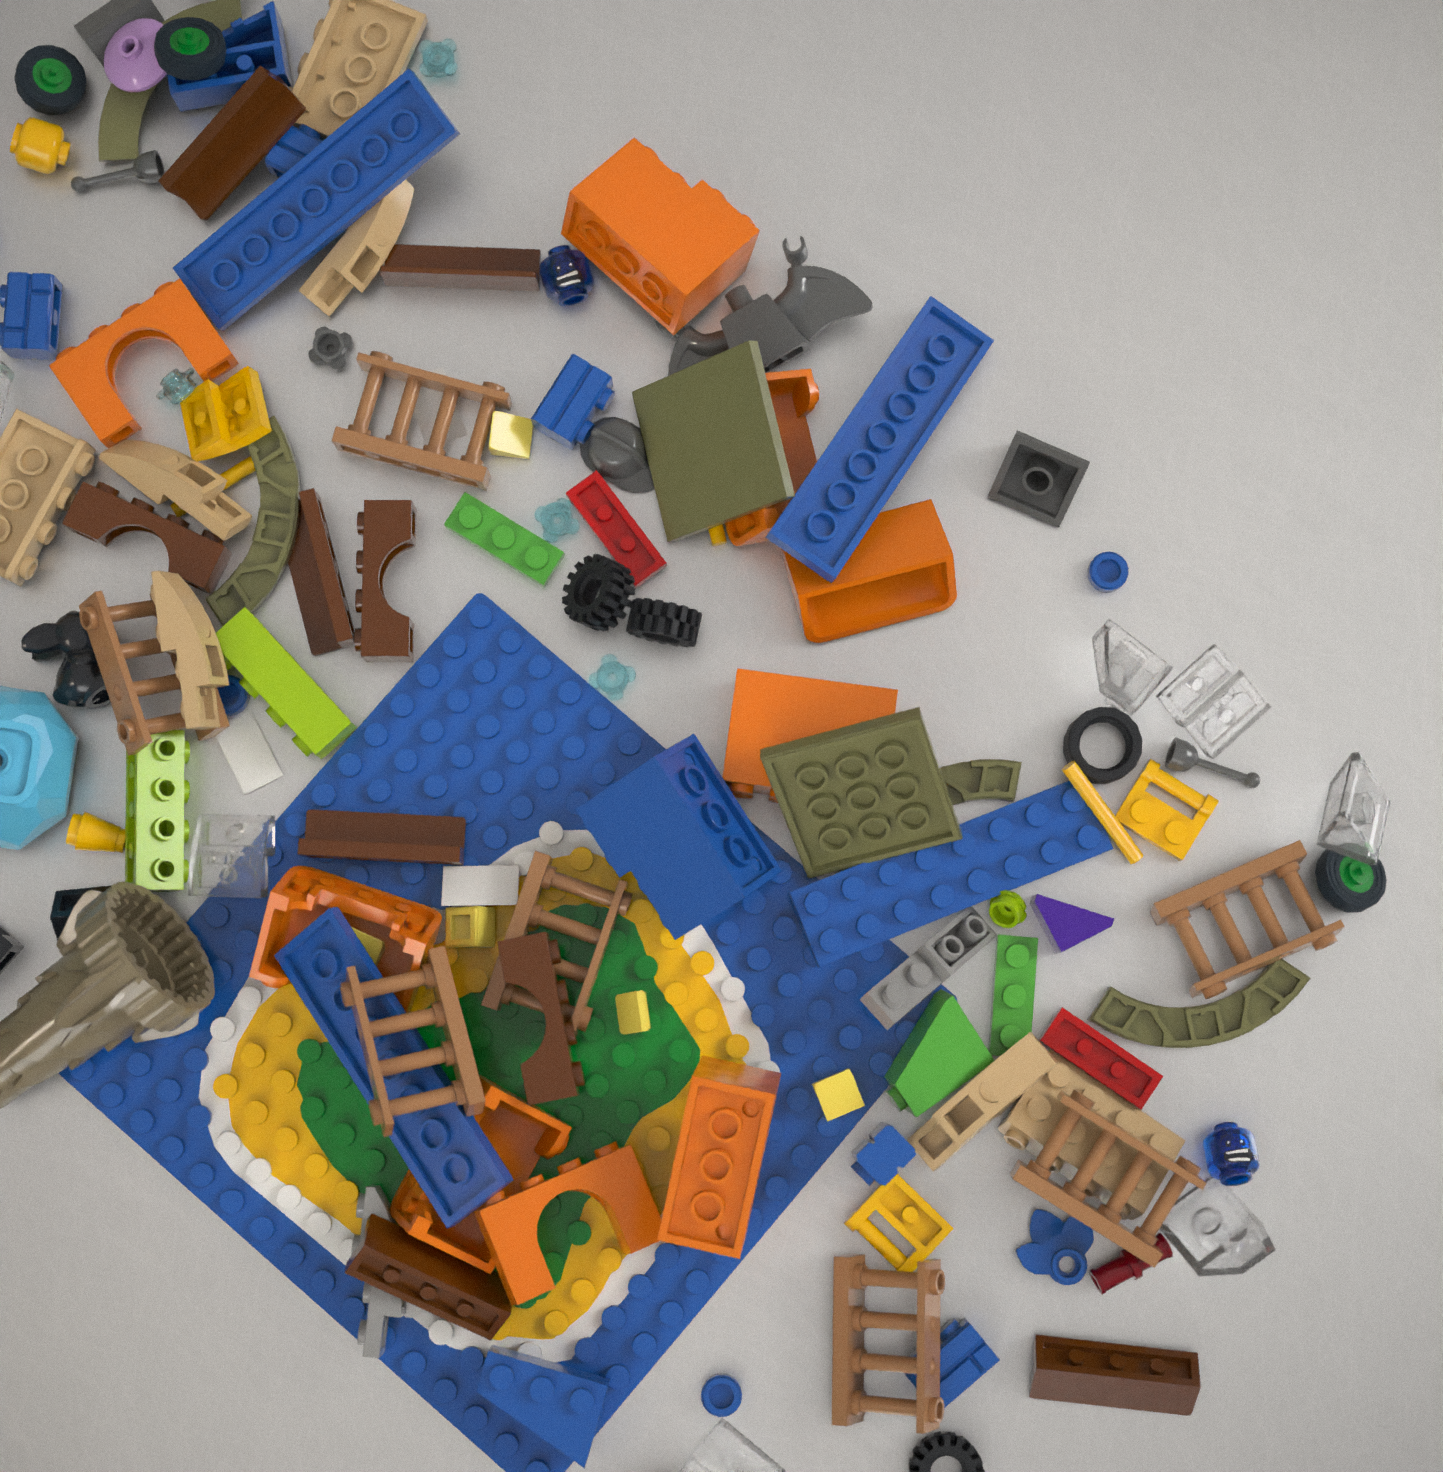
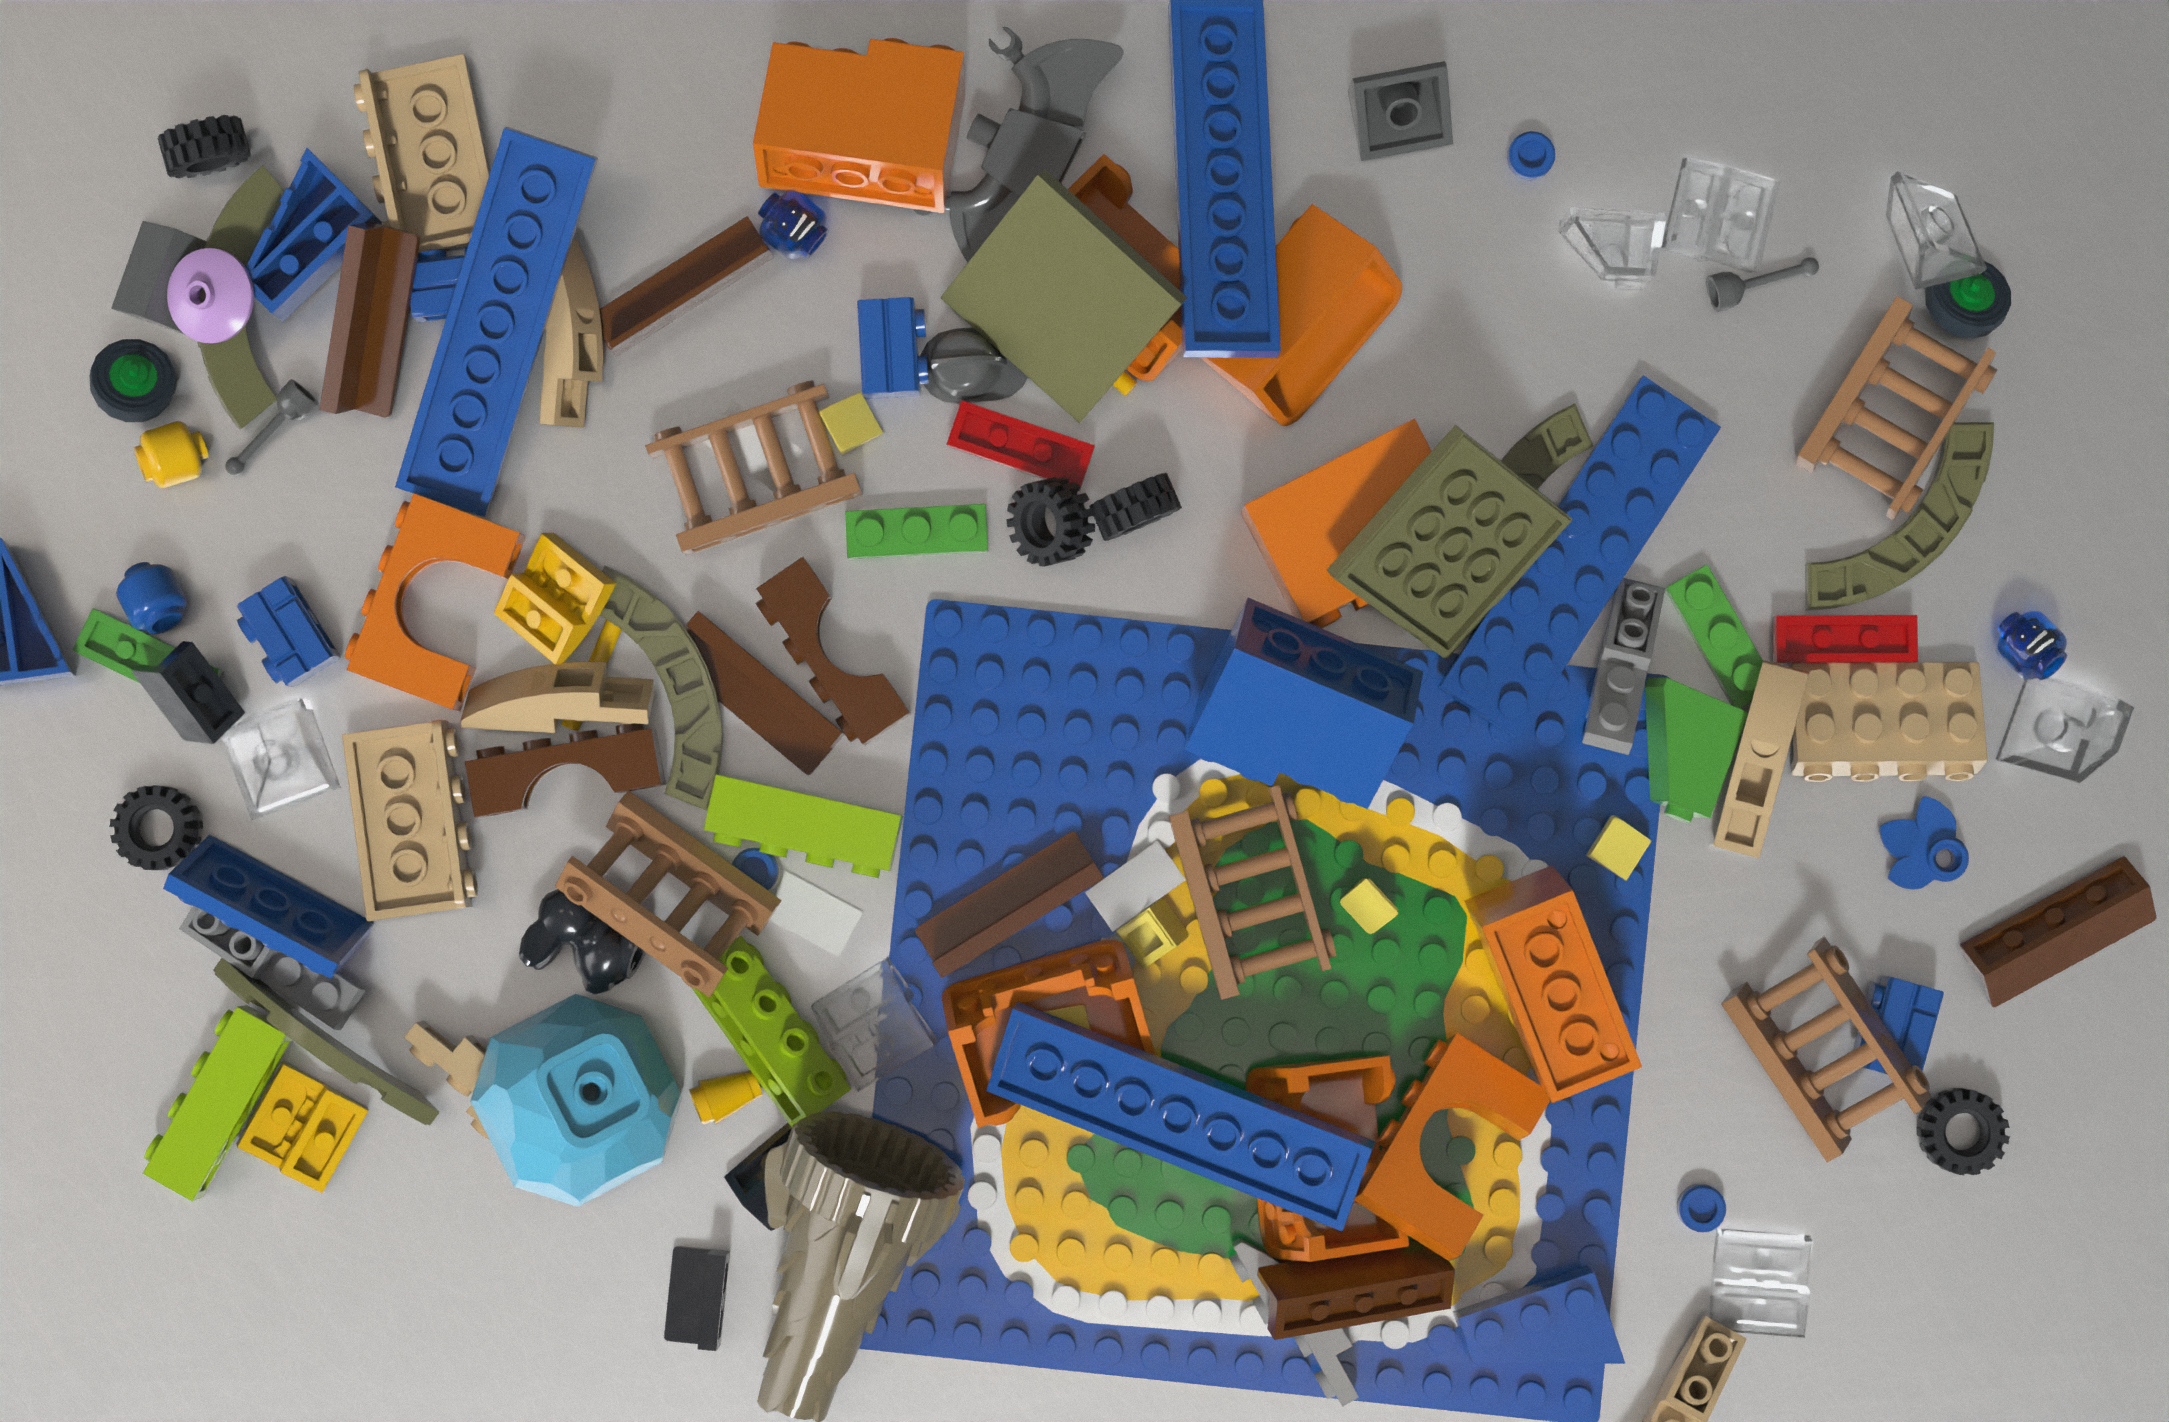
camera: 35 degrees left, 5 degrees up
(177, 386) = (484, 601): clear light blue plate -> none
(188, 632) = (681, 836): tan slope -> none
(190, 48) = (264, 255): black wheel -> none
(324, 338) = (595, 454): dark grey plate -> none
(443, 67) = (505, 102): clear light blue plate -> none
(443, 1013) = (1196, 1031): medium nougat fence -> none
(551, 1069) = (1333, 1014): reddish brown arch -> none
(560, 509) = (942, 479): clear light blue plate -> none
(601, 678) = (1110, 604): clear light blue plate -> none
(882, 1155) = (1701, 876): blue brick -> none
(908, 1215) = (1763, 916): yellow plate -> none
(1007, 909) = (1659, 556): lime plate -> none
(1065, 923) = (1726, 532): dark purple slope -> none
(1102, 812) = (1687, 399): yellow bar -> none
(1107, 1217) = (1955, 788): medium nougat fence -> none
(1124, 724) = (1663, 303): black tyre -> none
(1125, 1267) = (2005, 815): dark red pin -> none
(1158, 821) = (1745, 370): yellow plate -> none

